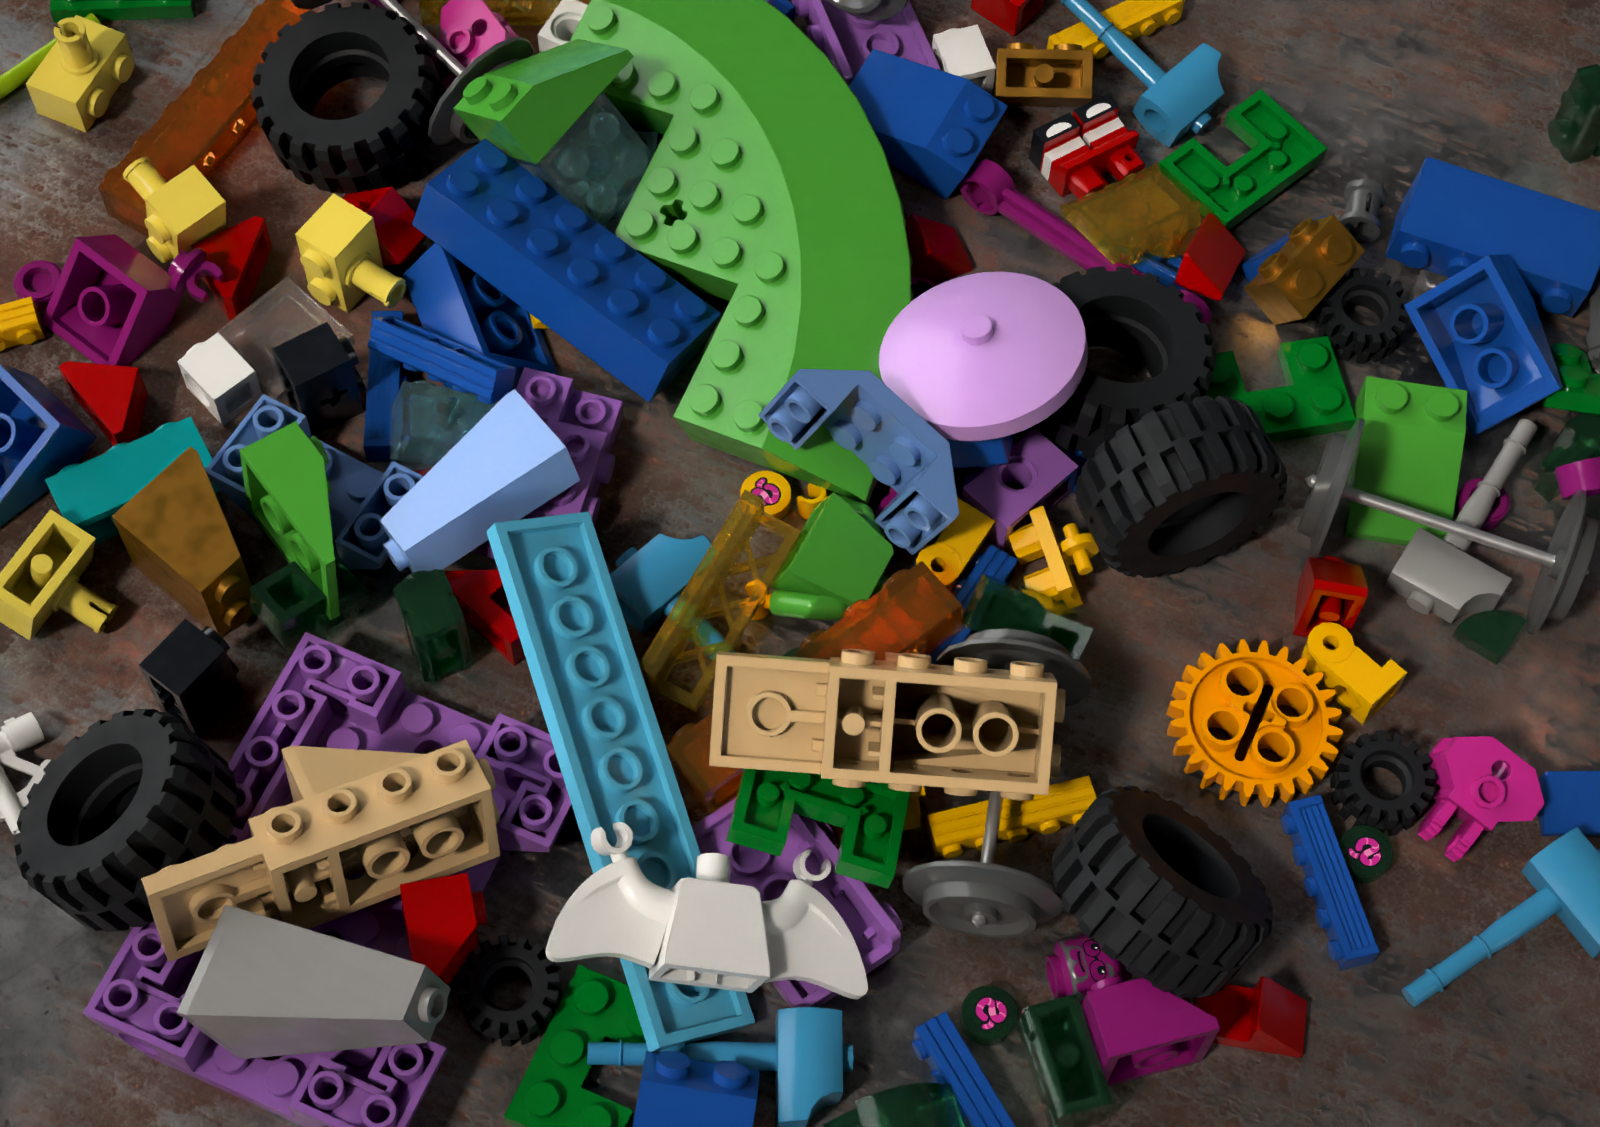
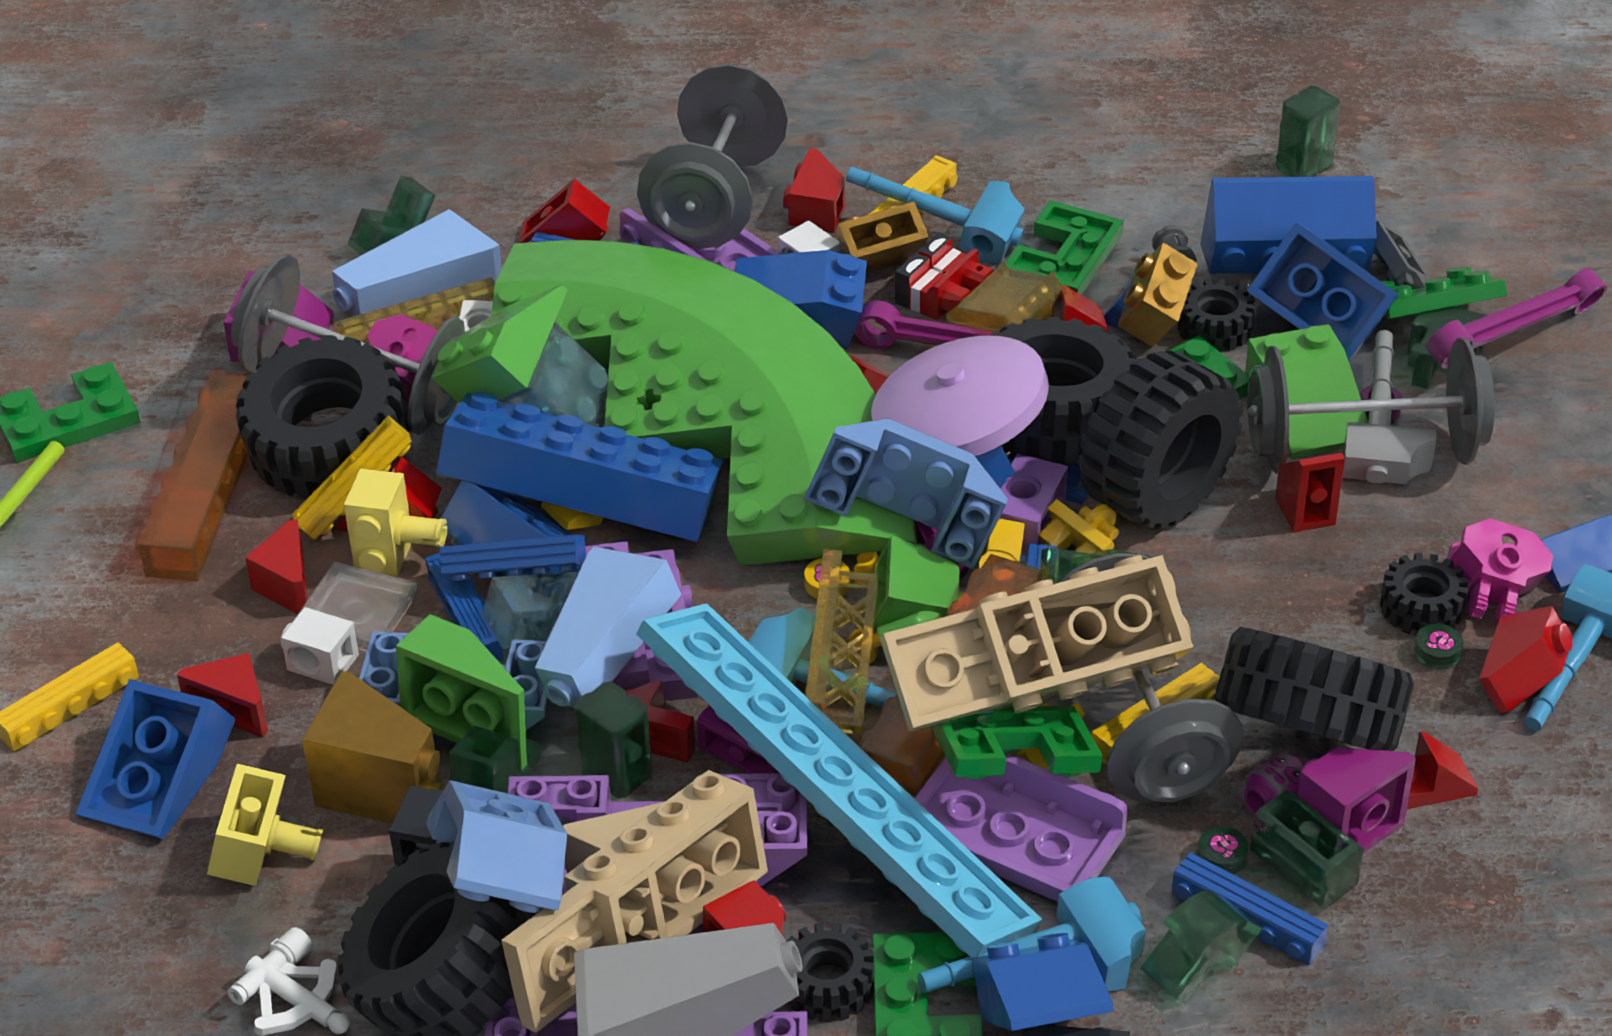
camera: 20 degrees left, 20 degrees down
(37, 281) = (115, 631): magenta tile -> none
(80, 72) = (69, 479): light yellow brick -> none
(101, 486) = (276, 735): teal brick -> none
(110, 300) = (189, 623): magenta slope -> none
(176, 210) = (222, 535): light yellow brick -> none
(188, 269) = (257, 570): magenta plate -> none
(196, 765) = (501, 846): none -> medium blue slope
(320, 377) = (409, 595): black brick -> none
(351, 181) = (374, 453): none -> yellow piece
(707, 927) = (973, 846): white torso -> none
(1300, 742) = (1337, 588): light orange gear -> none
(1329, 883) = (1430, 672): blue piece -> none
(1357, 679) = (1352, 534): yellow leg -> none
(1440, 917) = (1524, 656): none -> red slope
(1489, 633) = (1438, 479): clear green tile -> none

